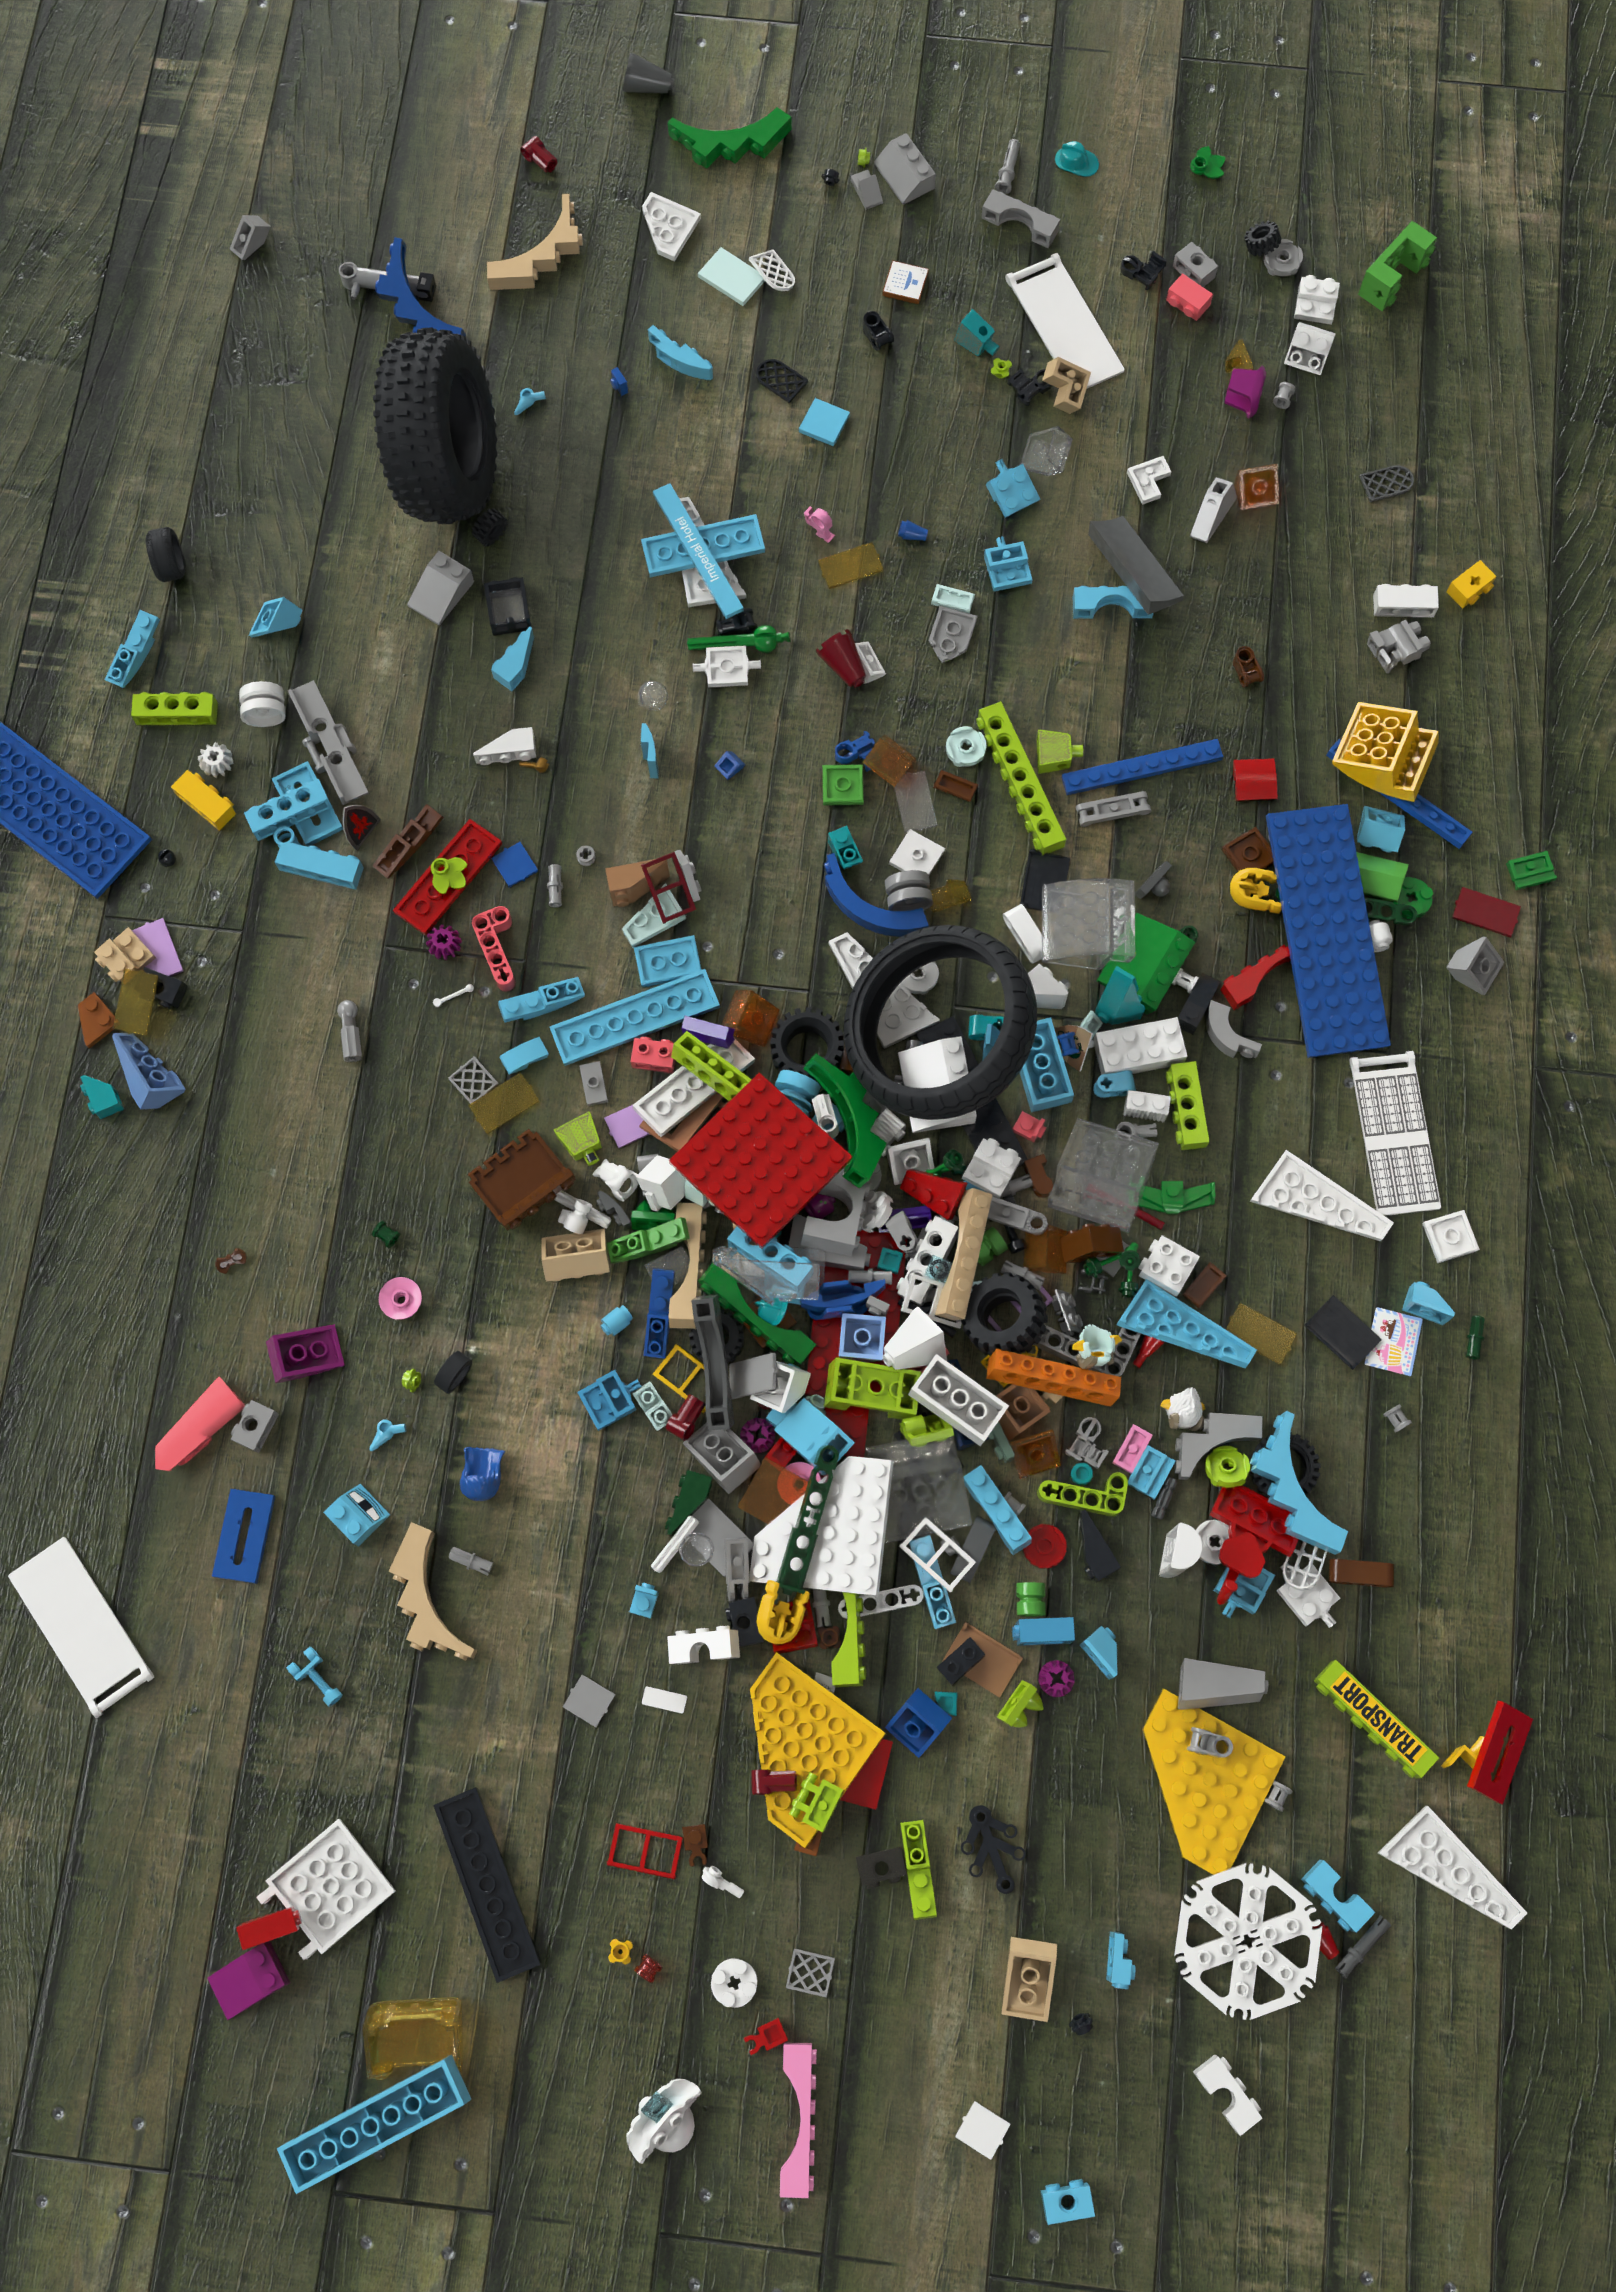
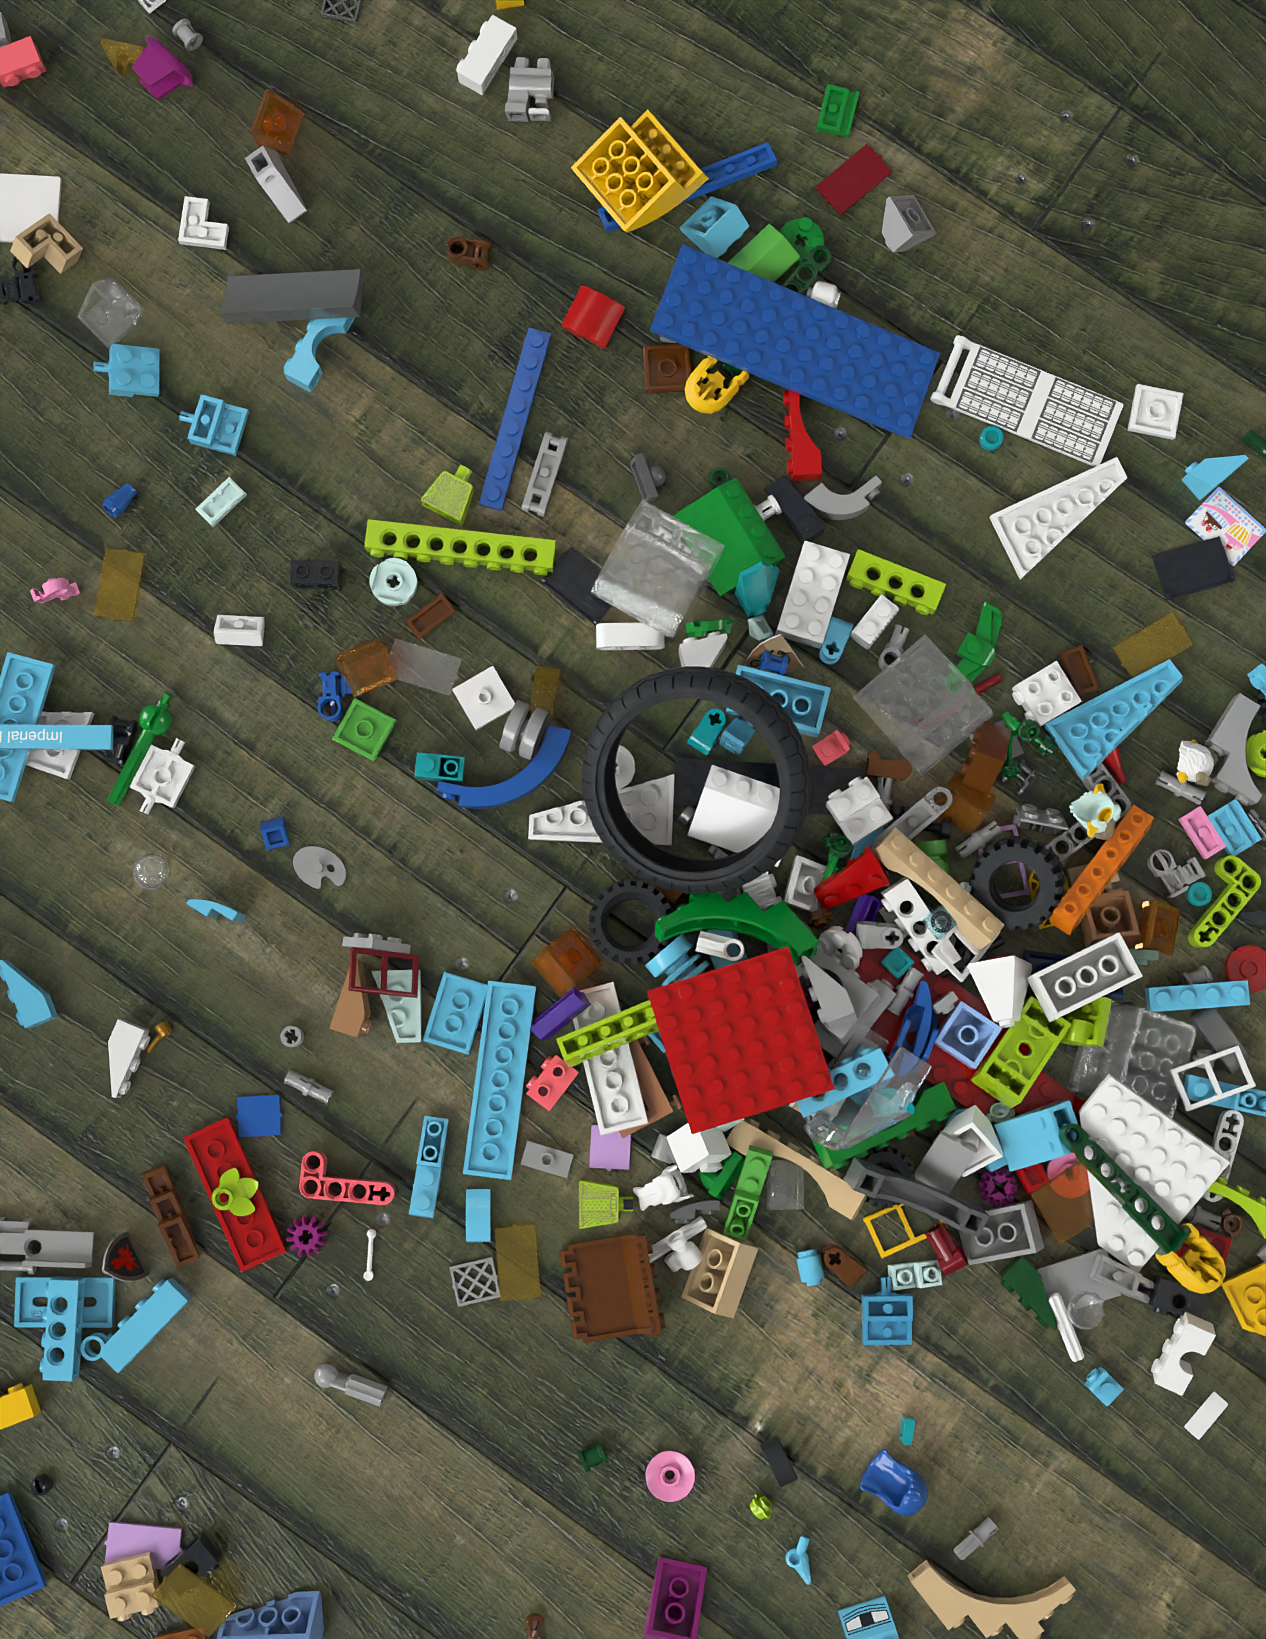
camera: 65 degrees left, 10 degrees up
(528, 1461) = (907, 1429): none -> teal tile
(589, 1700) = (1170, 1490): light grey piece -> none
(630, 1349) = (846, 1267): none -> reddish brown piece
(657, 1319) = (827, 1220): blue slope -> none
(721, 803) = (312, 866): none -> light grey piece
(828, 1212) = (832, 997): none -> light grey slope
(843, 658) = (226, 651): dark red cone -> none
(890, 1186) = (819, 918): none -> reddish brown plate
(938, 690) = (316, 574): none -> black brick
(951, 633) = (258, 525): light grey tile -> none
(1068, 981) = (701, 628): none -> green plate
(1158, 1413) = (1185, 790): none -> light grey pin
(1348, 1120) = (991, 438): none -> teal tile

